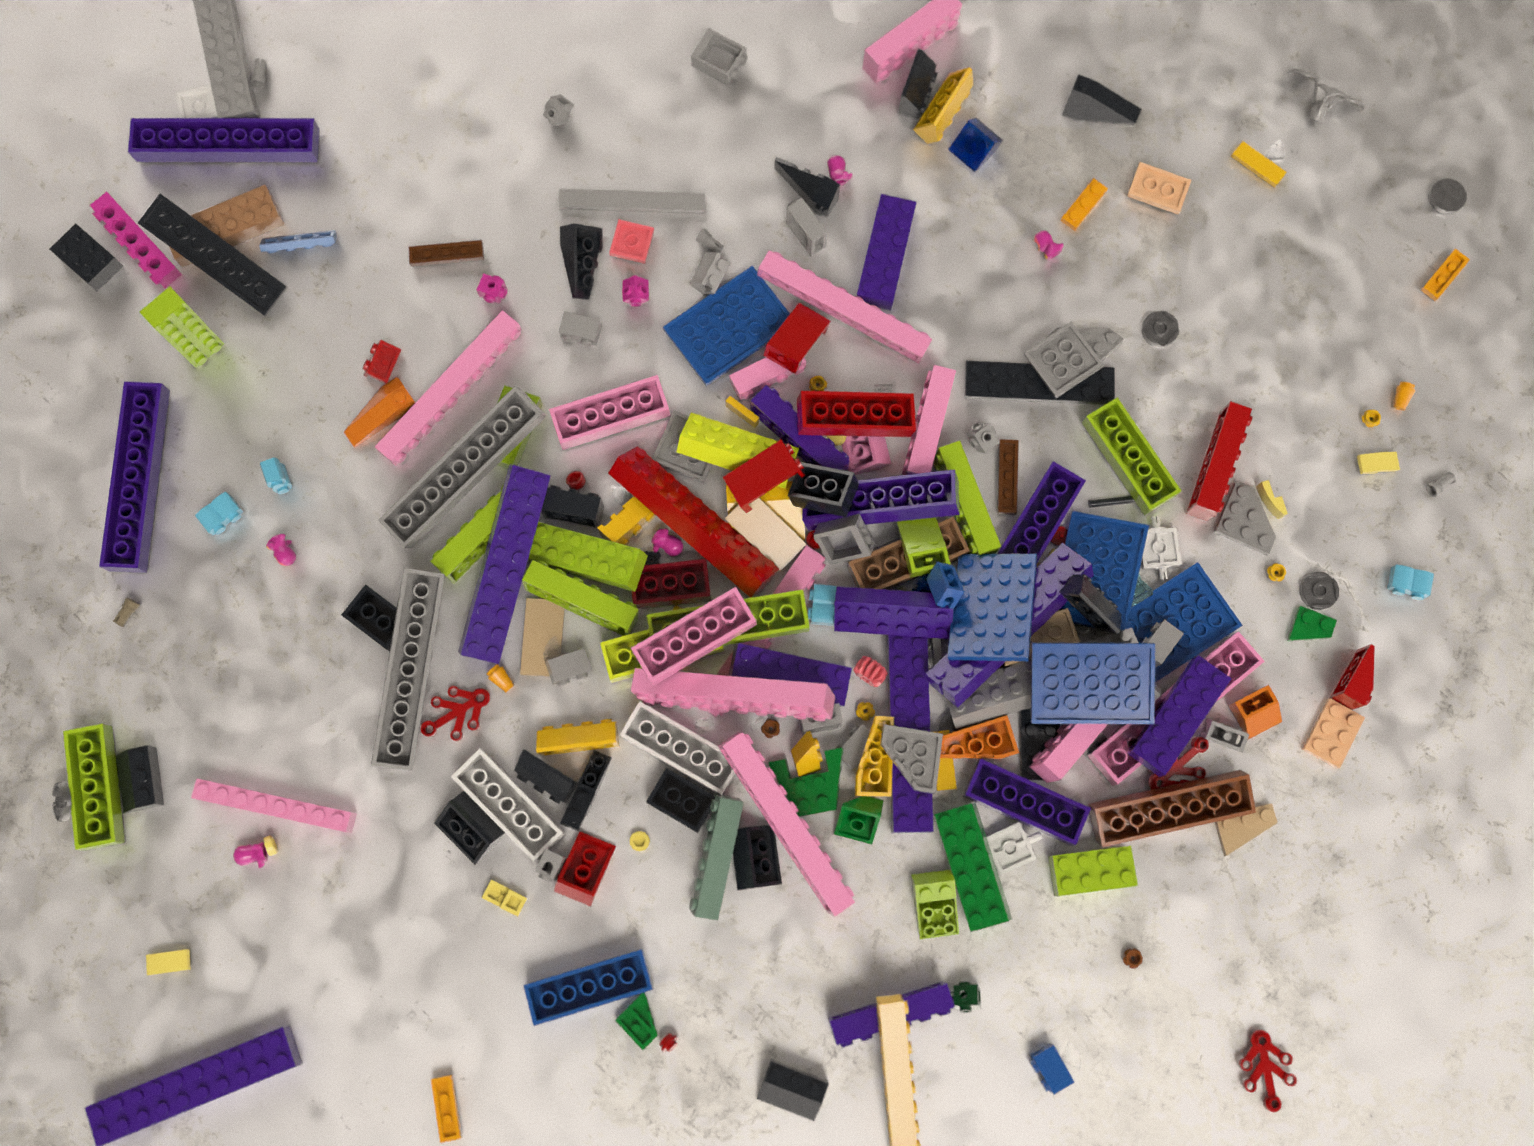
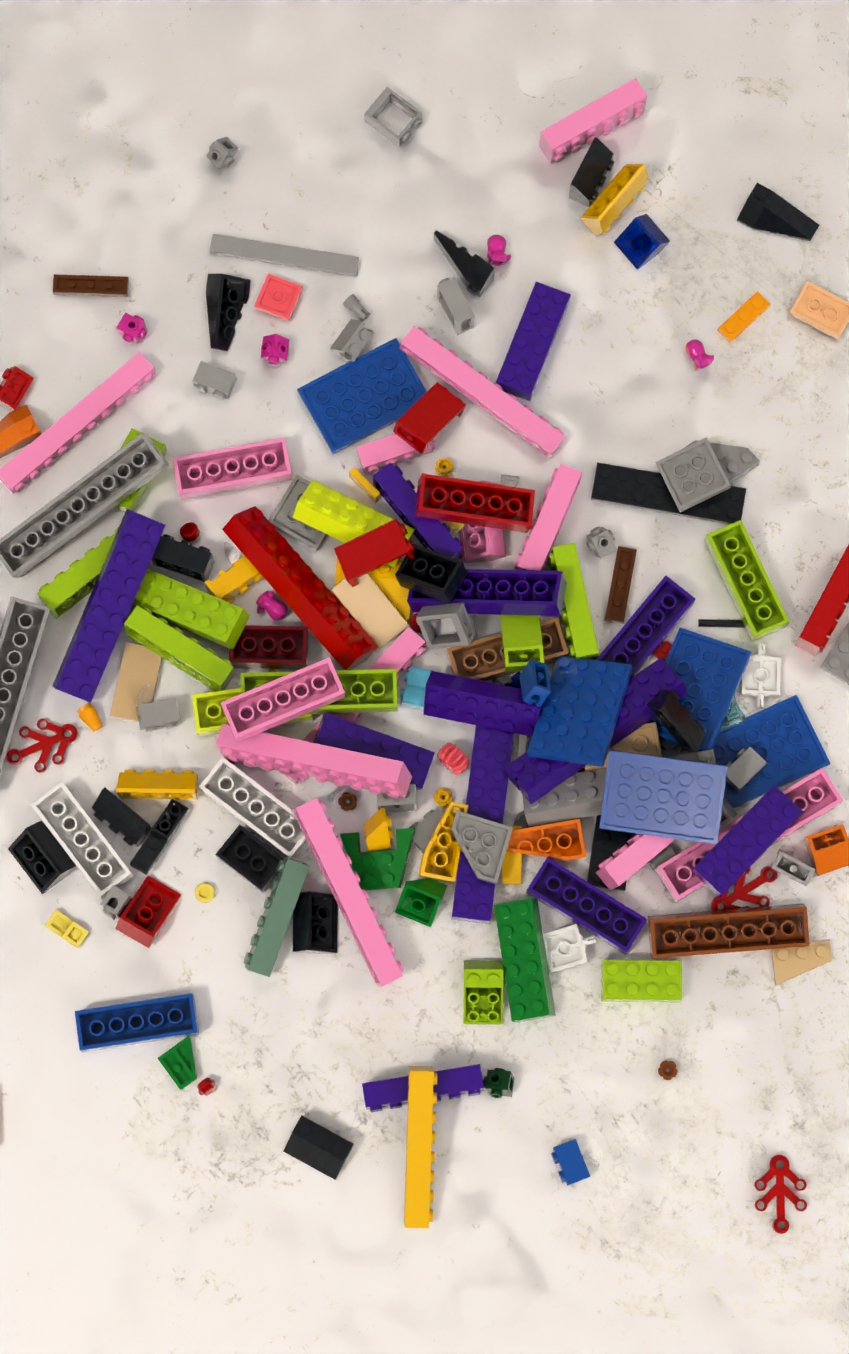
camera: 10 degrees right, 0 degrees up
(652, 555) = (258, 617): black plate -> none
(1160, 329) = (800, 455): flat silver tile -> none

